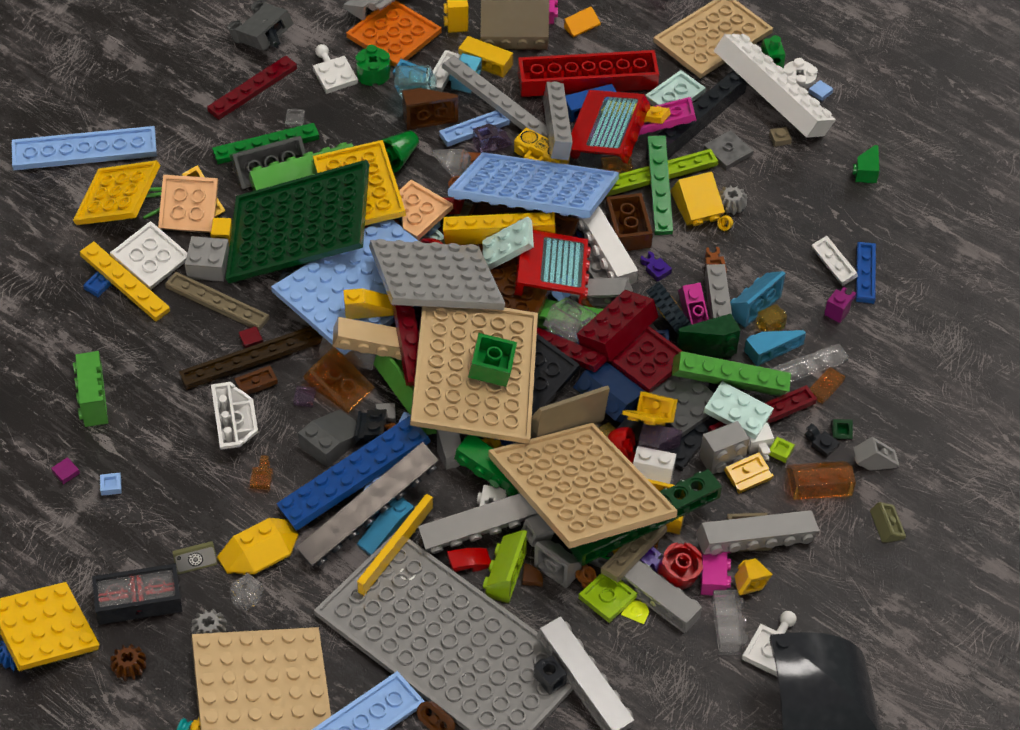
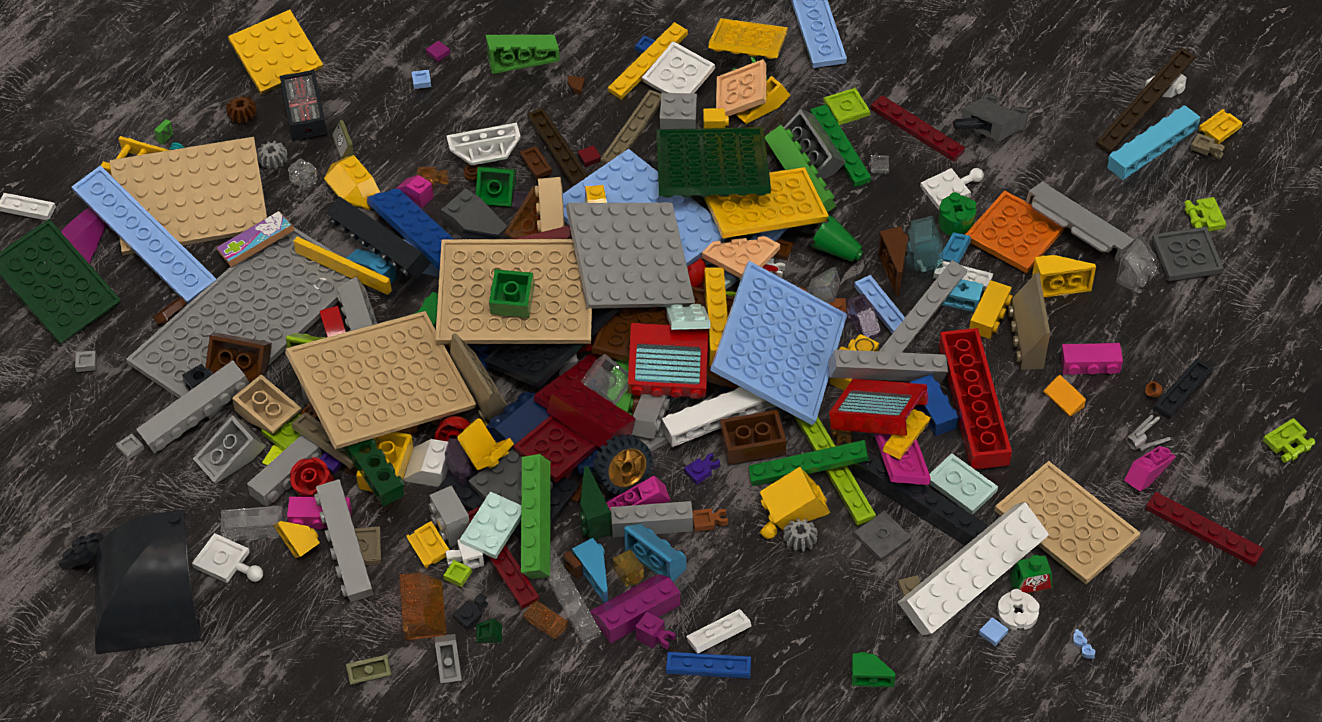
camera: 90 degrees right, 0 degrees up
(142, 345) = (576, 83): none -> reddish brown tile
(213, 134) = (847, 106): none -> lime tile
(262, 433) = (470, 172): none -> reddish brown plate
(281, 485) = (417, 189): none -> dark pink slope
(285, 413) = (496, 185): none -> green slope
(341, 634) = (255, 239): none -> tile
(515, 639) = (248, 354): none -> reddish brown slope
(586, 608) = (264, 405): none -> tan slope
(635, 649) = (229, 450): none -> light grey slope
(769, 359) = (572, 564): none -> reddish brown tile
(813, 314) = (624, 611): none -> magenta slope
(833, 39) = (1080, 641): none -> light blue piece

